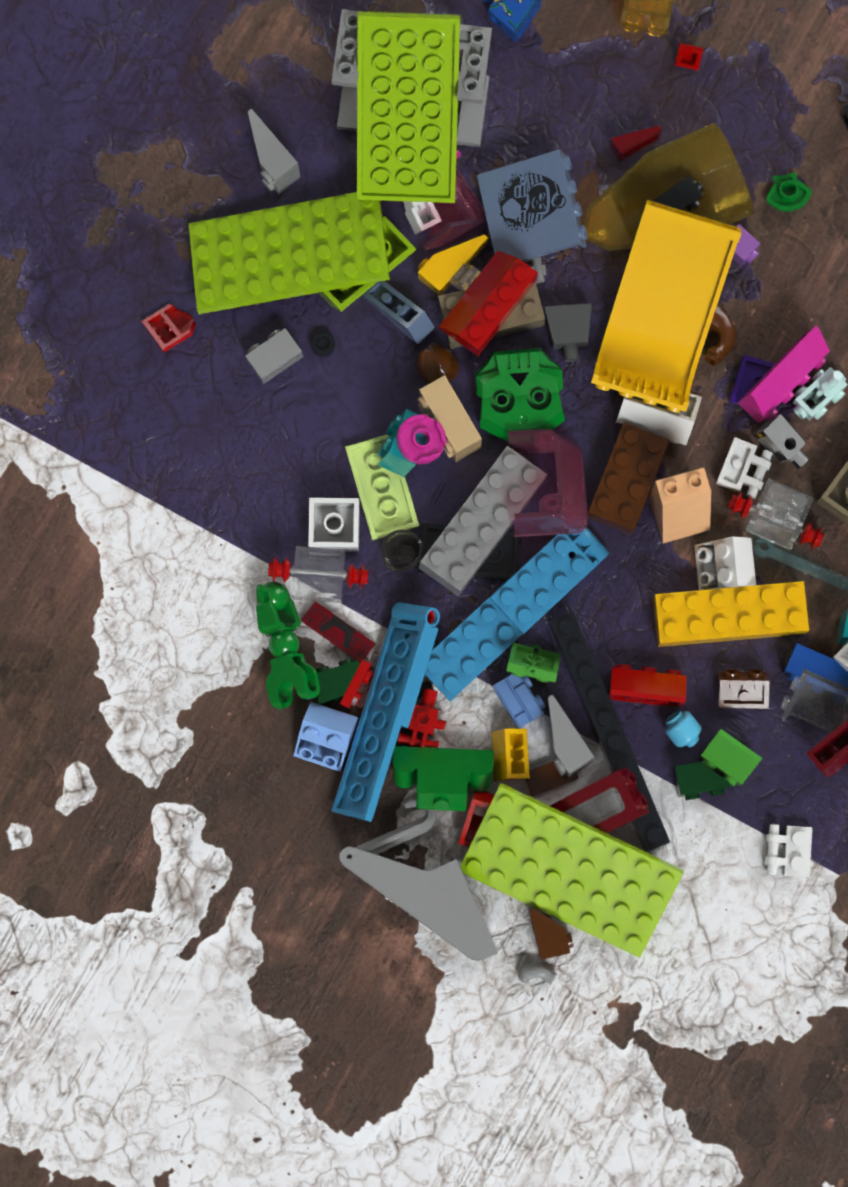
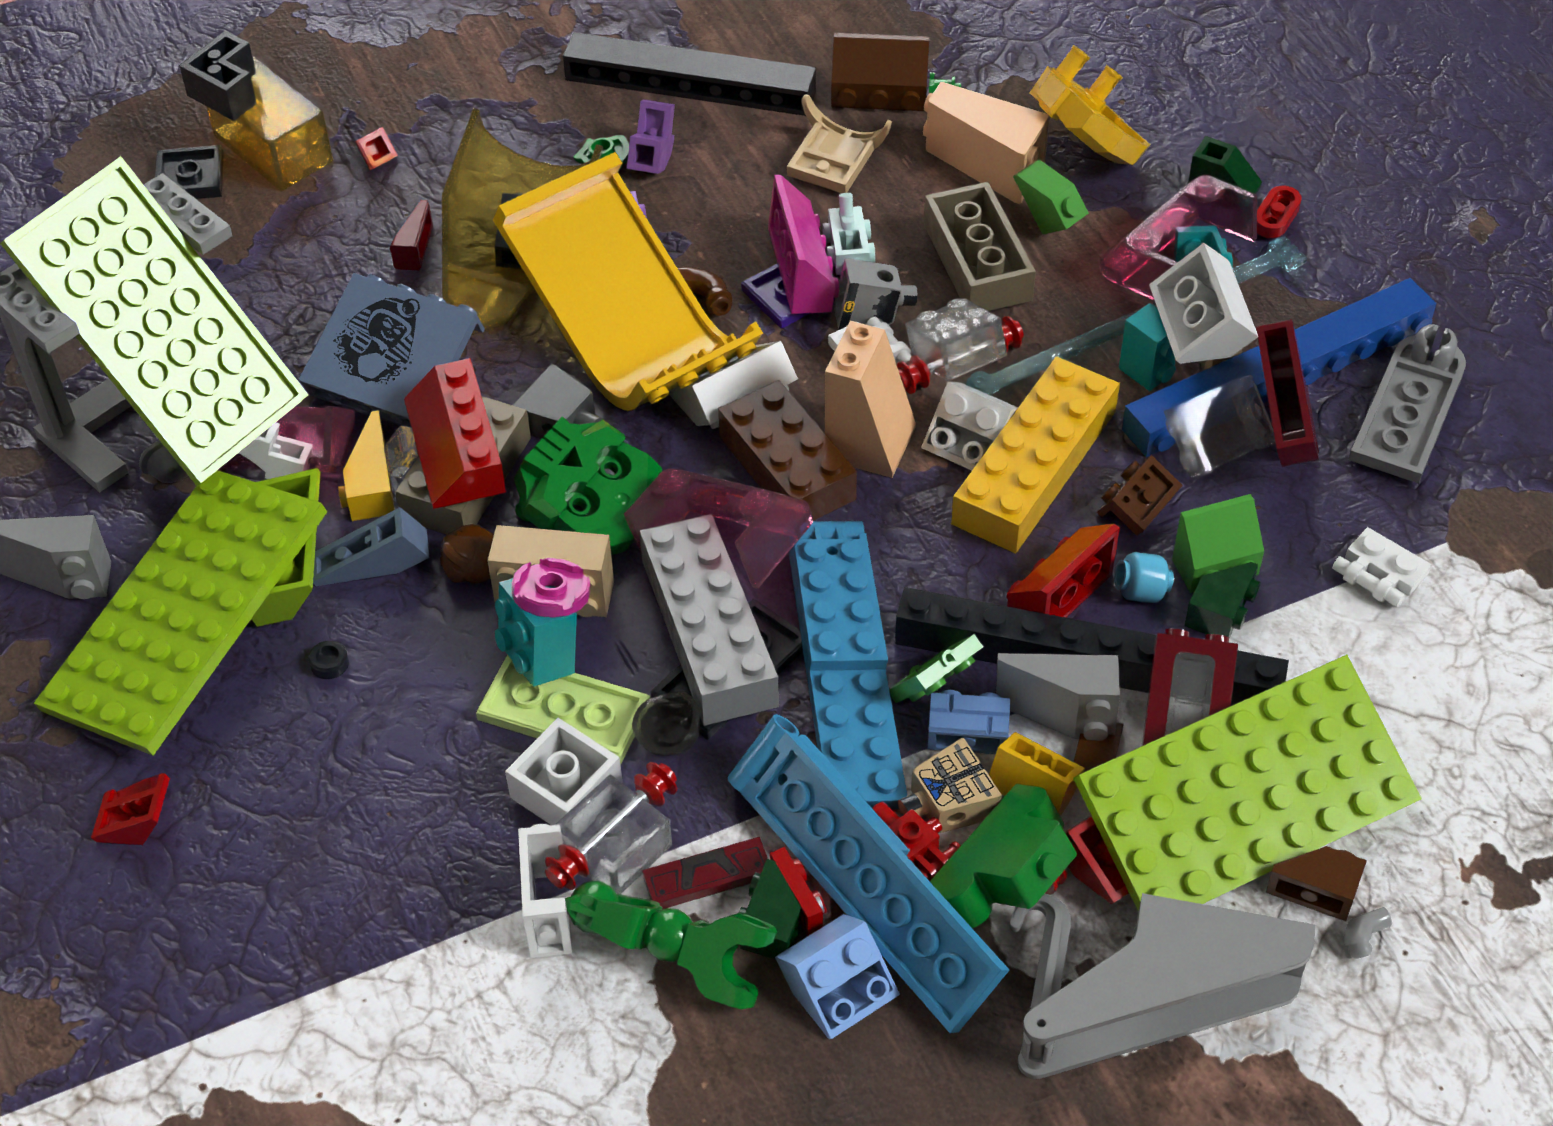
camera: 55 degrees left, 30 degrees down
(240, 575) = (543, 919): none -> white panel
(273, 355) = (288, 714): light grey brick -> none
(470, 718) = (952, 788): none -> tan torso
(814, 217) = (654, 140): none -> medium lavender brick

